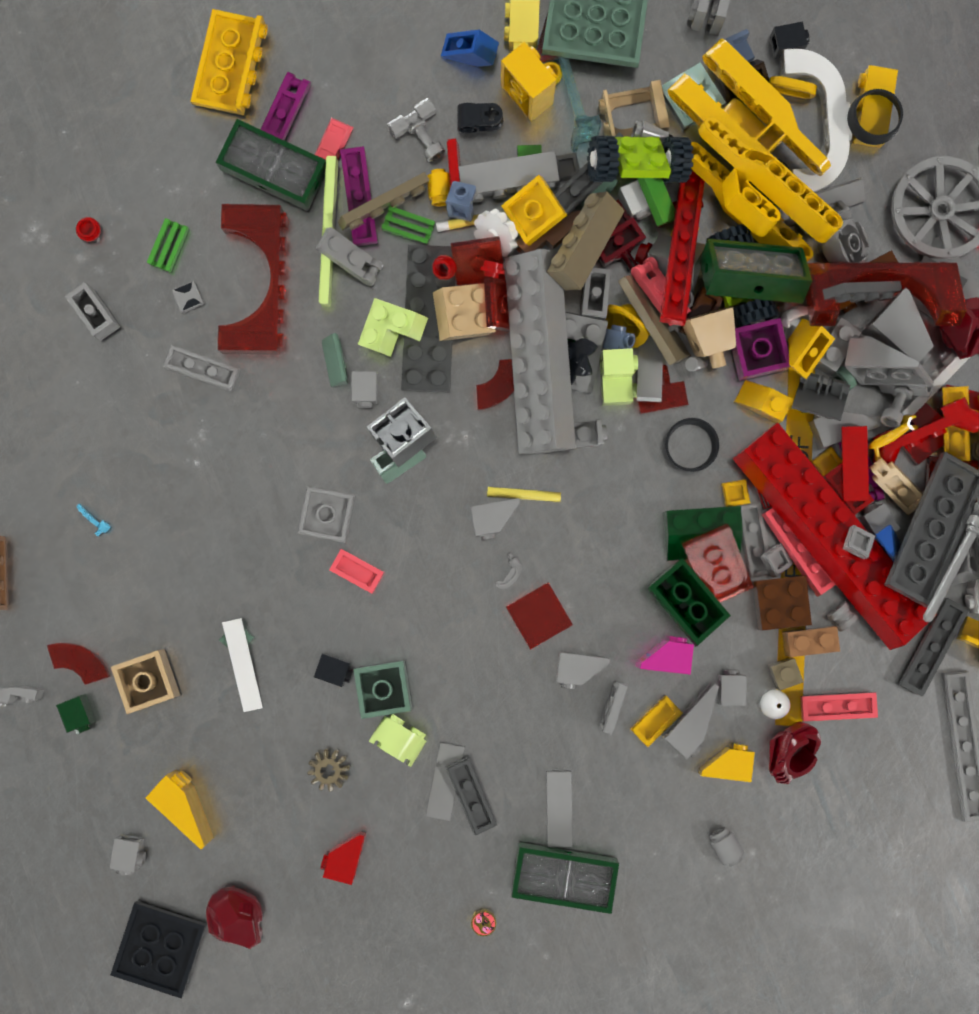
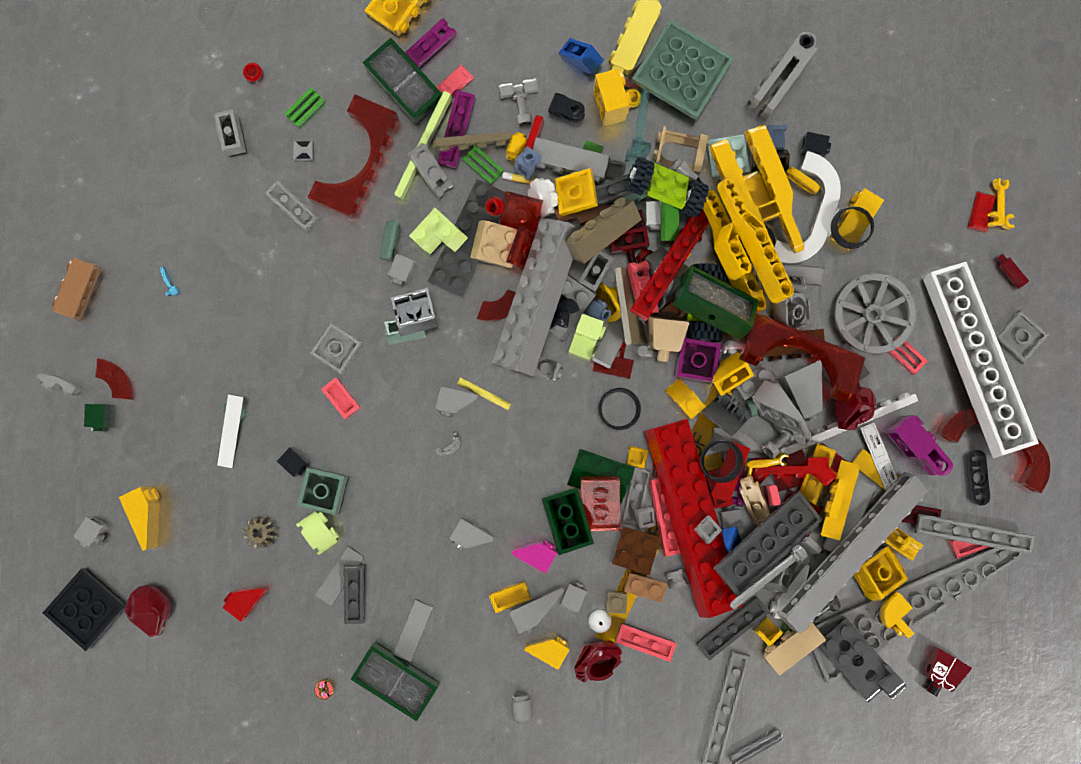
camera: 20 degrees right, 0 degrees up
(145, 681) = (155, 413): tan brick -> none
(492, 268) = (528, 221): red plate -> none
(539, 615) = (457, 485): clear red tile -> none
(613, 707) = (480, 575): light grey tile -> none
(862, 291) = (782, 349): dark grey plate -> none
(863, 456) = (737, 468): none -> black tyre
(914, 469) = (771, 494): none -> coral tile

